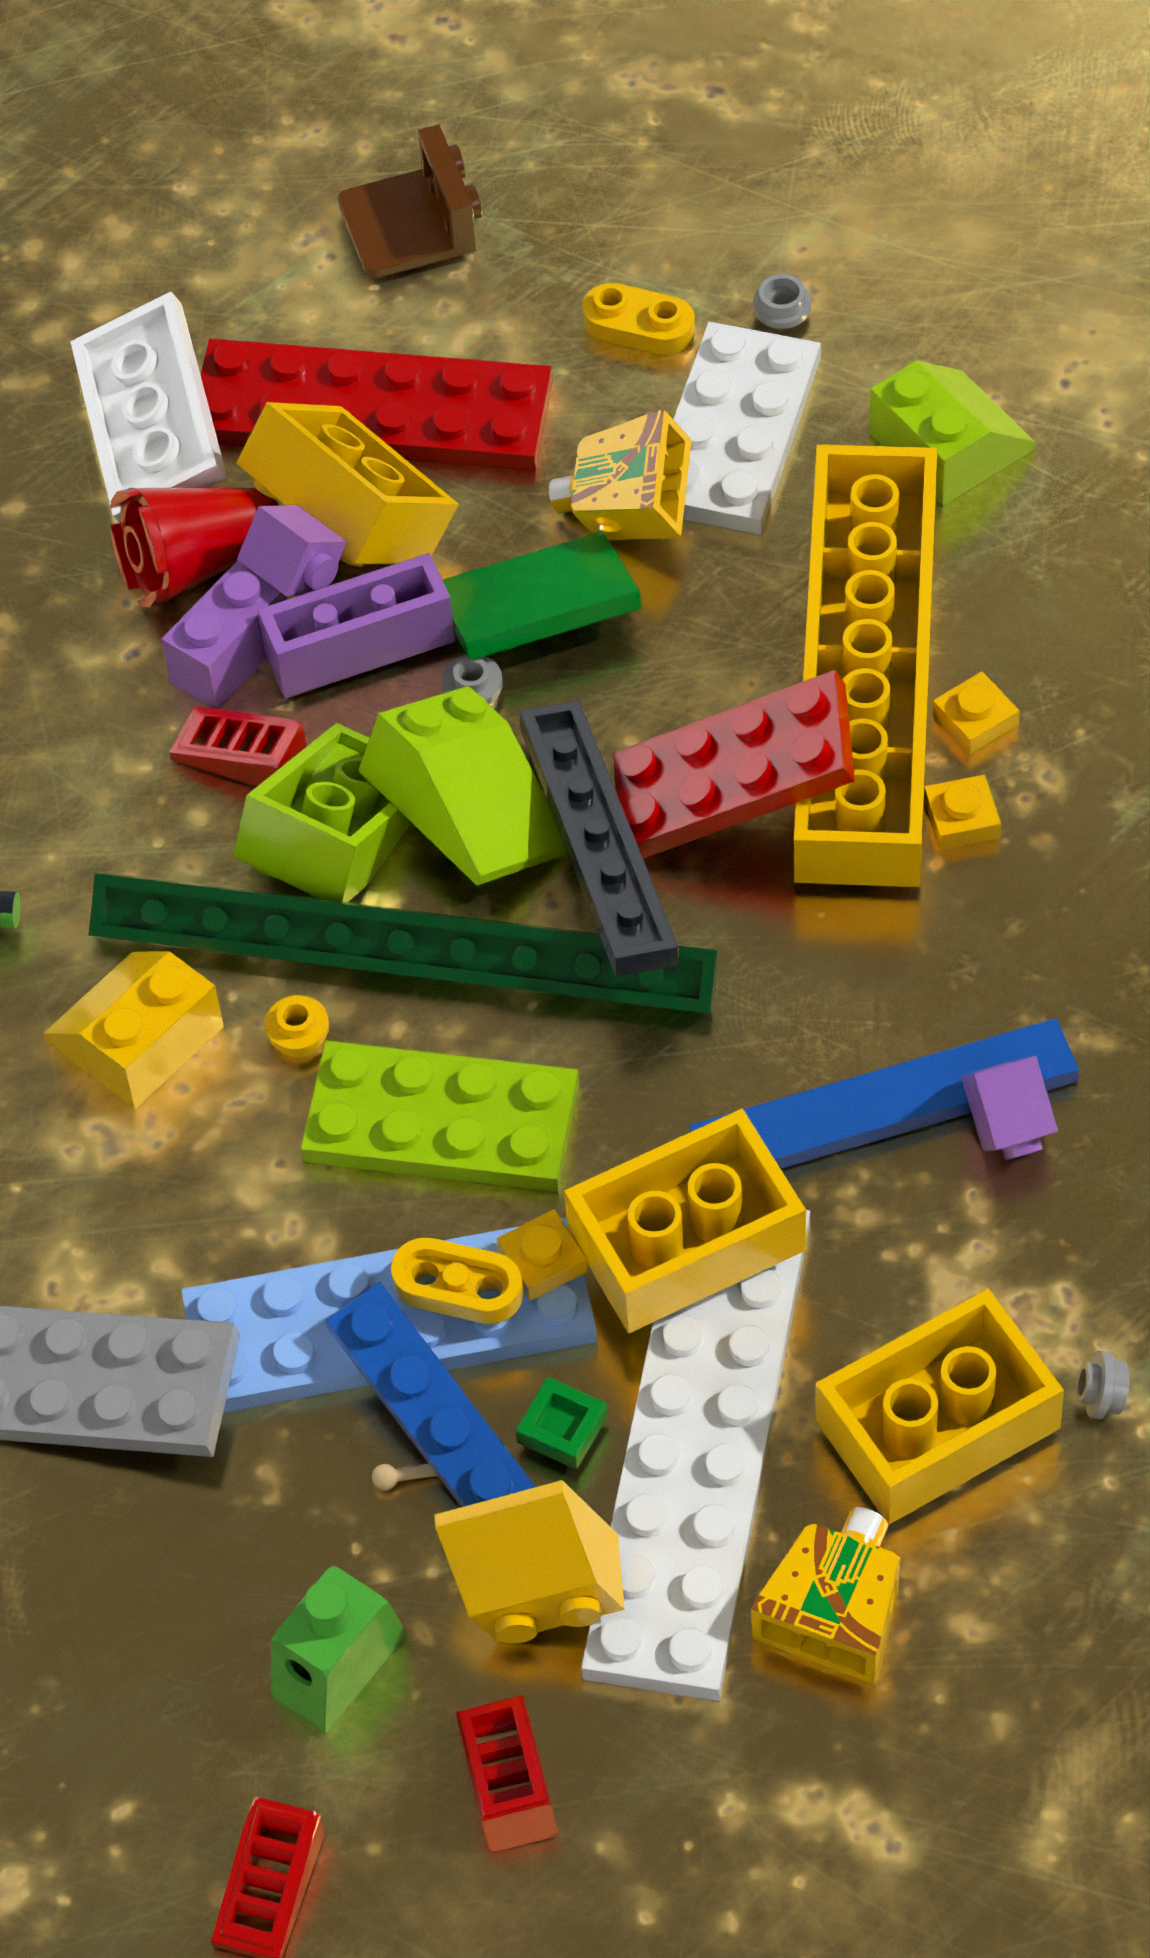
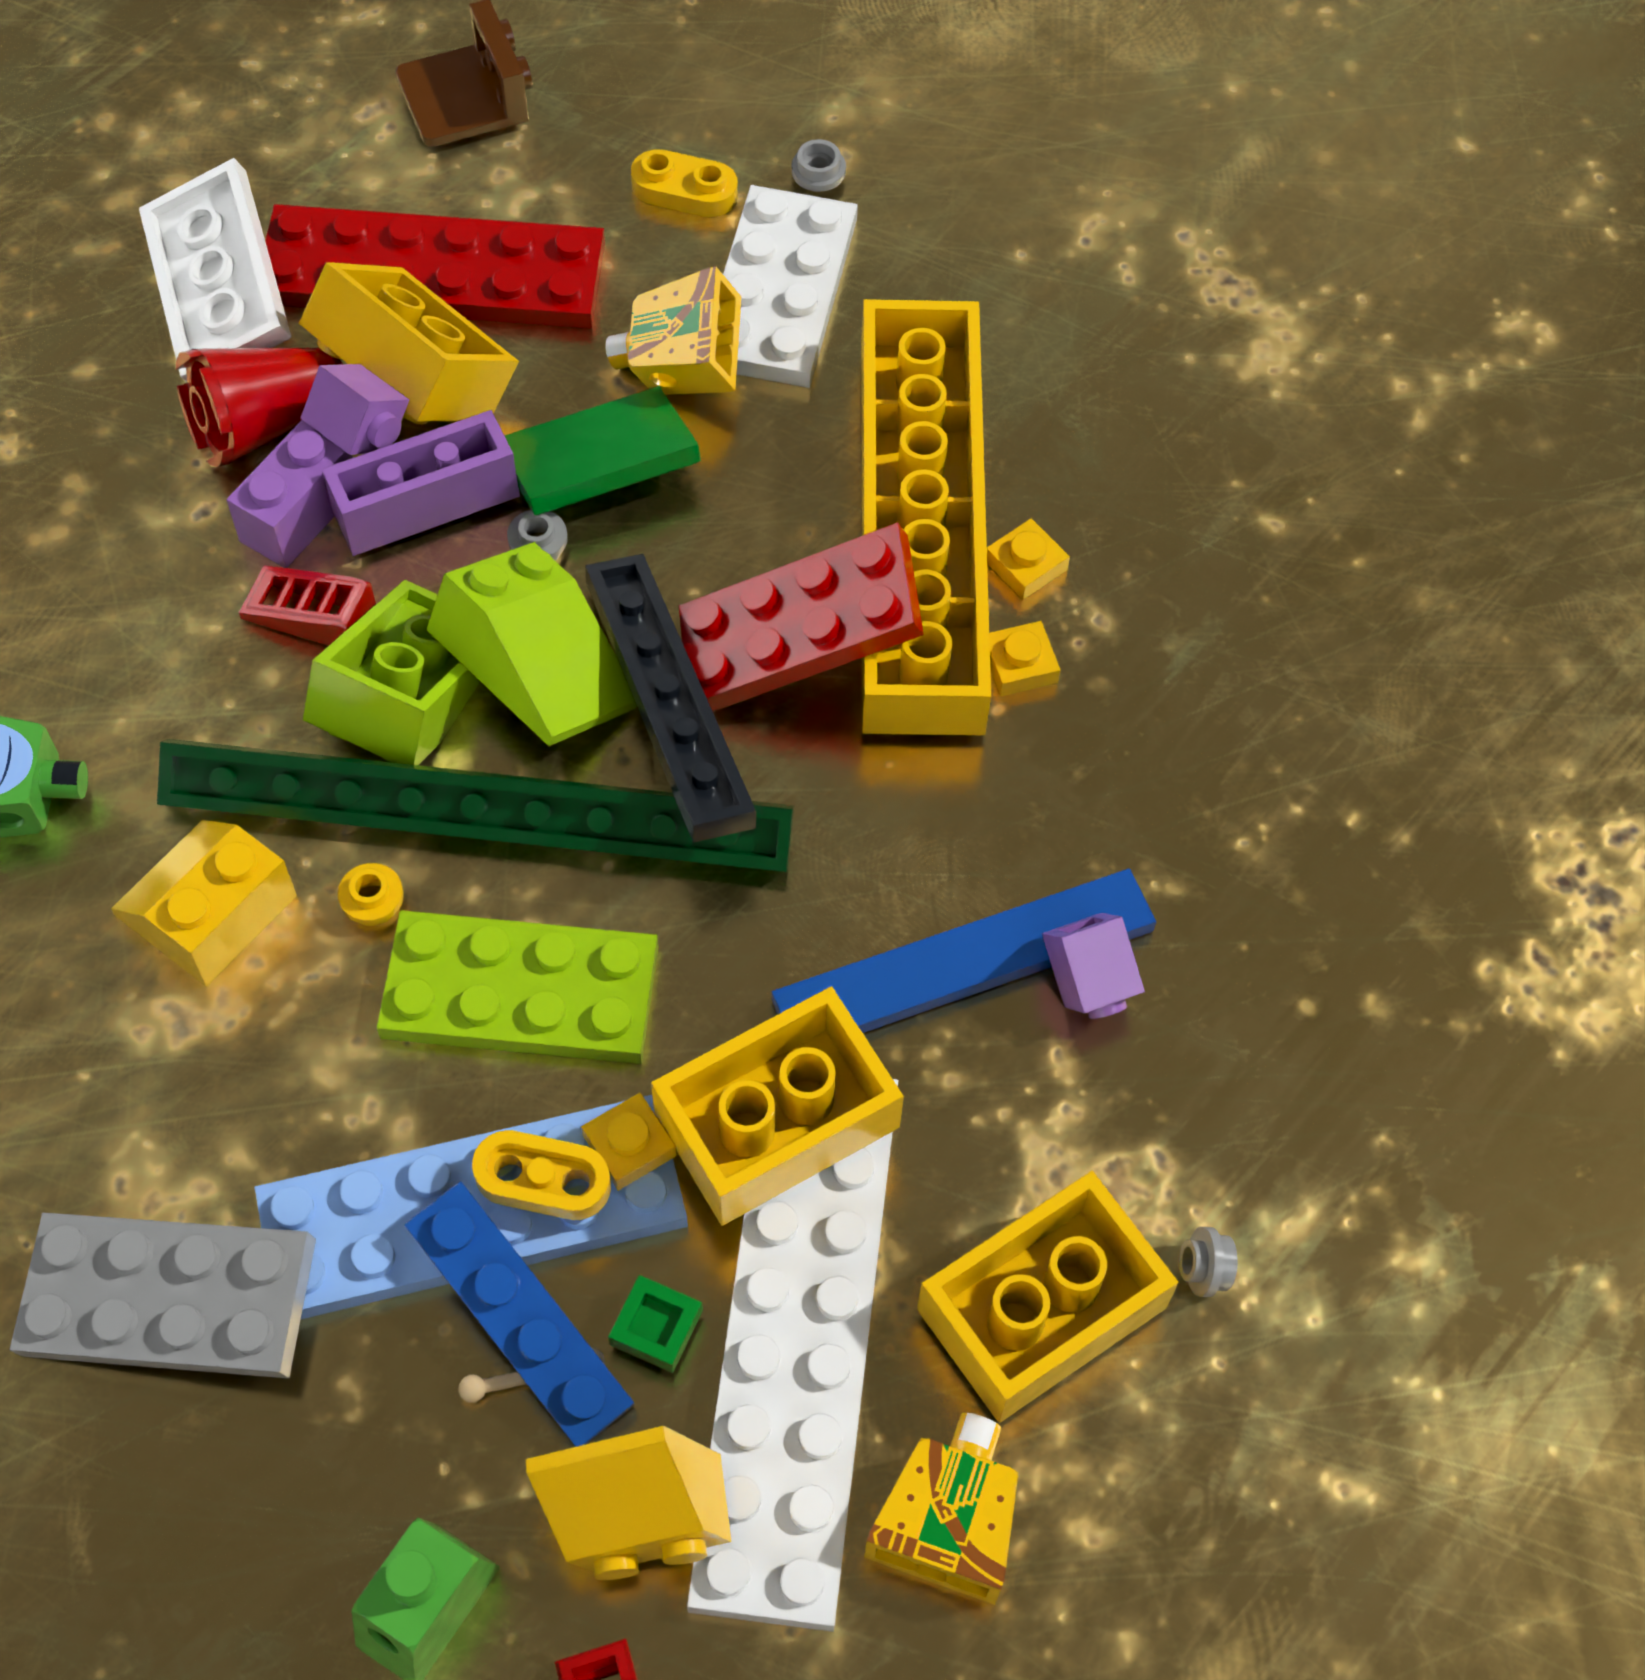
camera: 10 degrees left, 5 degrees up
(948, 412) = (976, 265): lime slope -> none

